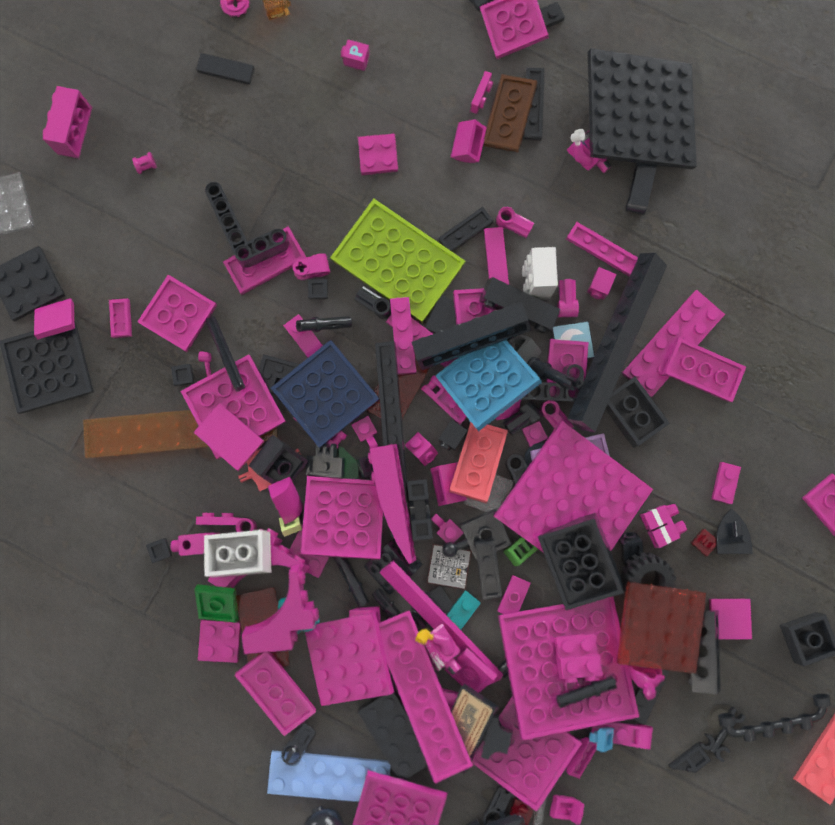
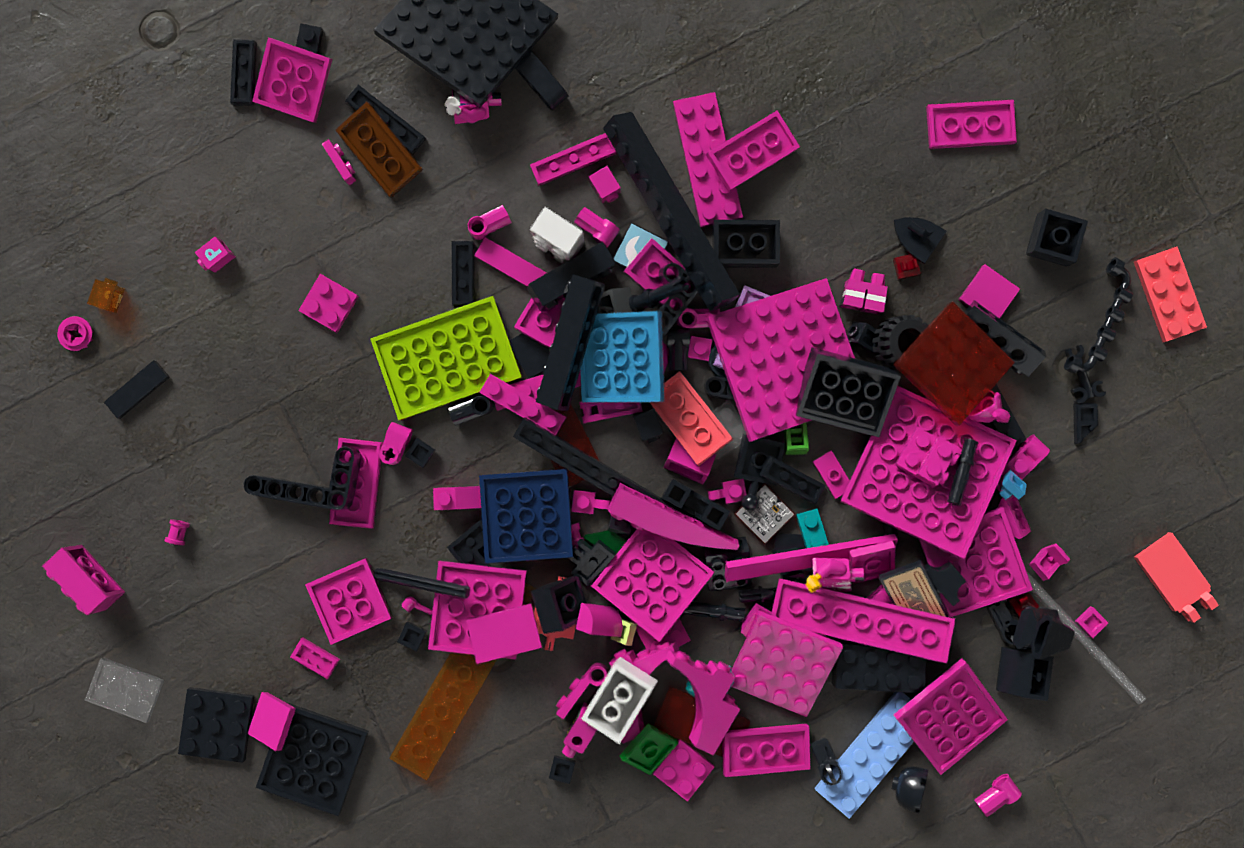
camera: 55 degrees left, 5 degrees up
(317, 324) = (455, 478): black pin -> none
(421, 449) = (640, 462): dark pink bracket -> none
(468, 141) = (379, 208): dark pink brick -> none
(726, 483) = (868, 207): dark pink plate -> none

